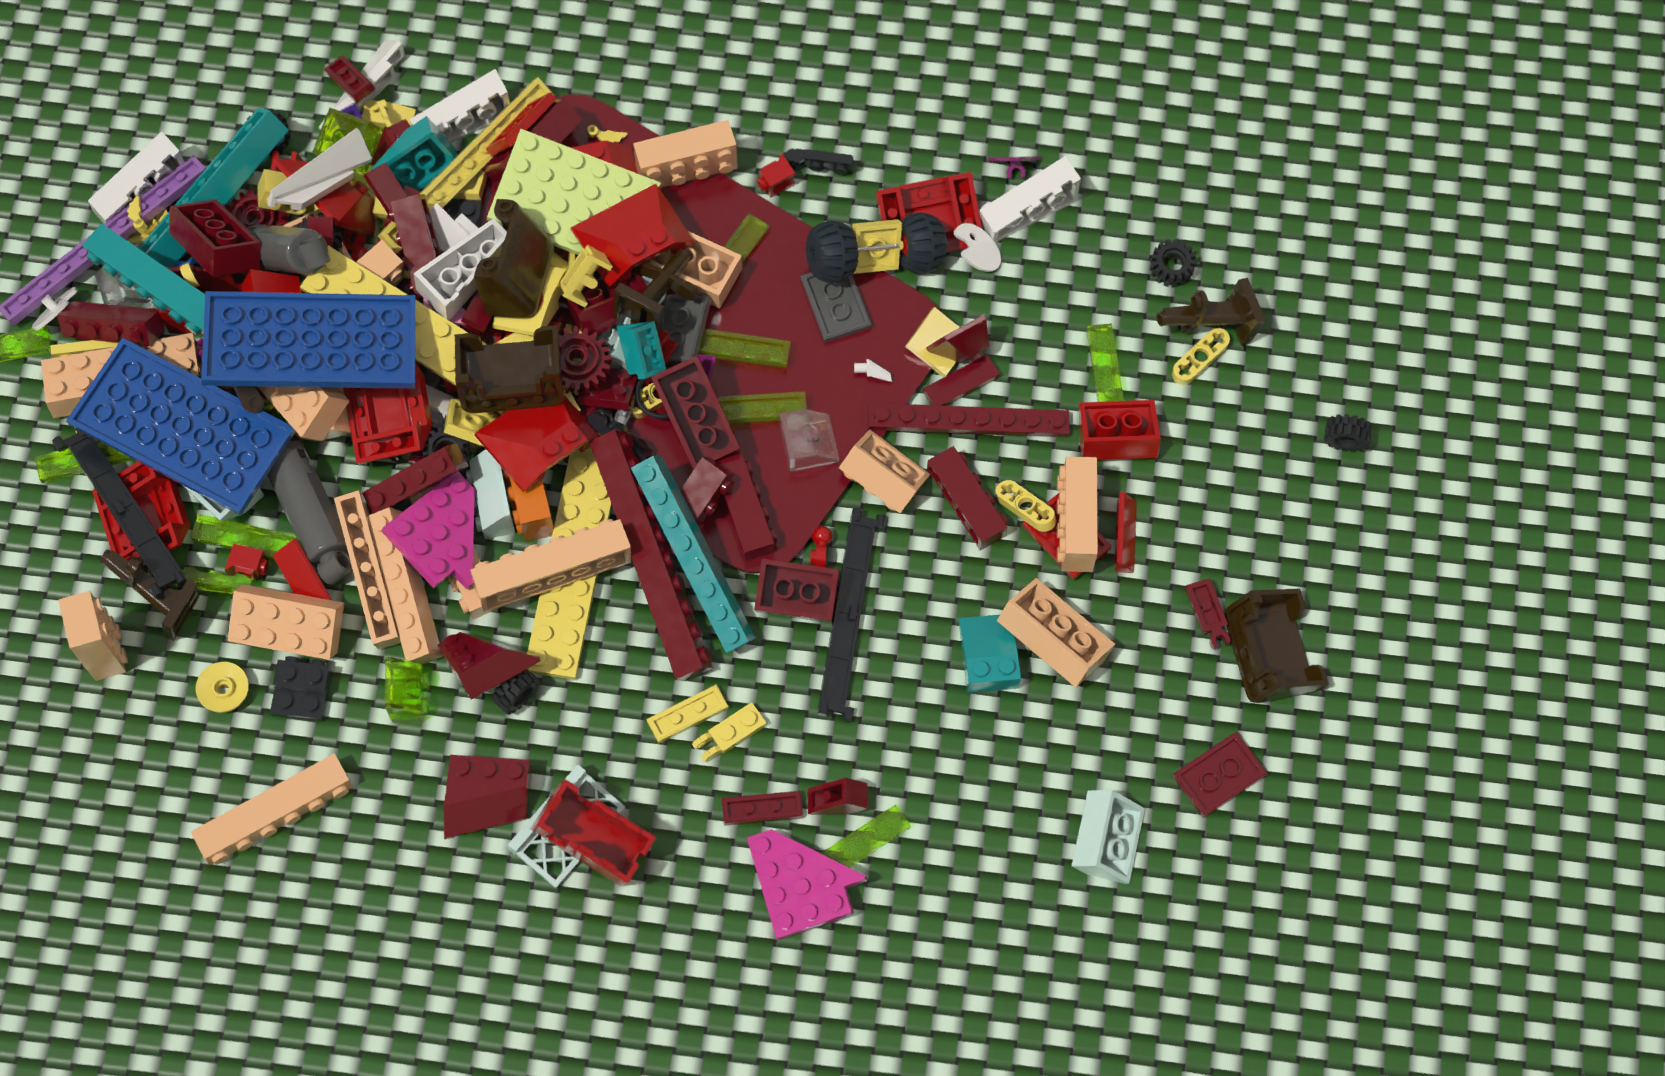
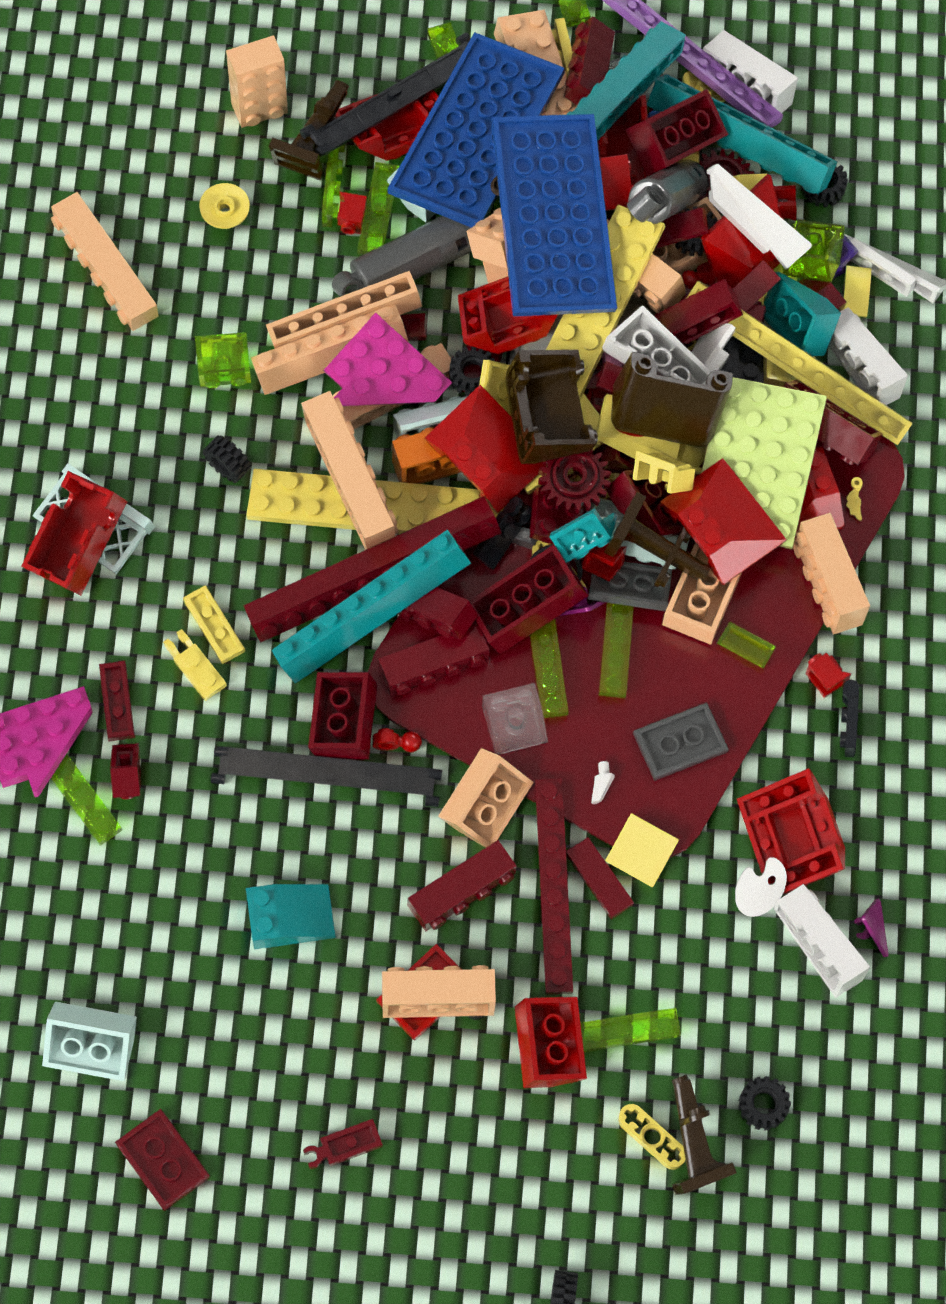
camera: 85 degrees right, 0 degrees up
(53, 308) = (606, 16): white piece -> none
(134, 213) = (710, 70): light yellow piece -> none
(189, 275) = (632, 114): light yellow tile -> none
(285, 621) = (288, 249): light nougat brick -> none
(299, 571) = (333, 261): red slope -> none
(301, 689) = (226, 274): black plate -> none
(349, 79) = (889, 248): dark red tile -> none
(381, 105) = (857, 278): light yellow piece -> none
(415, 478) = (434, 341): dark red brick -> none
(483, 662) = (250, 421): dark red wedge -> none
(485, 793) = (124, 442): dark red wedge -> none
(521, 121) = (846, 406): red tile -> none
(838, 251) = (741, 773): black plate -> none
(963, 342) = (637, 868): dark red slope -> none
(1029, 515) = (456, 934): light yellow beam -> none
(1055, 632) = (307, 976): light nougat brick -> none
(1125, 534) = (432, 1055): red slope -> none
(1270, 645) = (305, 1215): dark brown windscreen -> none

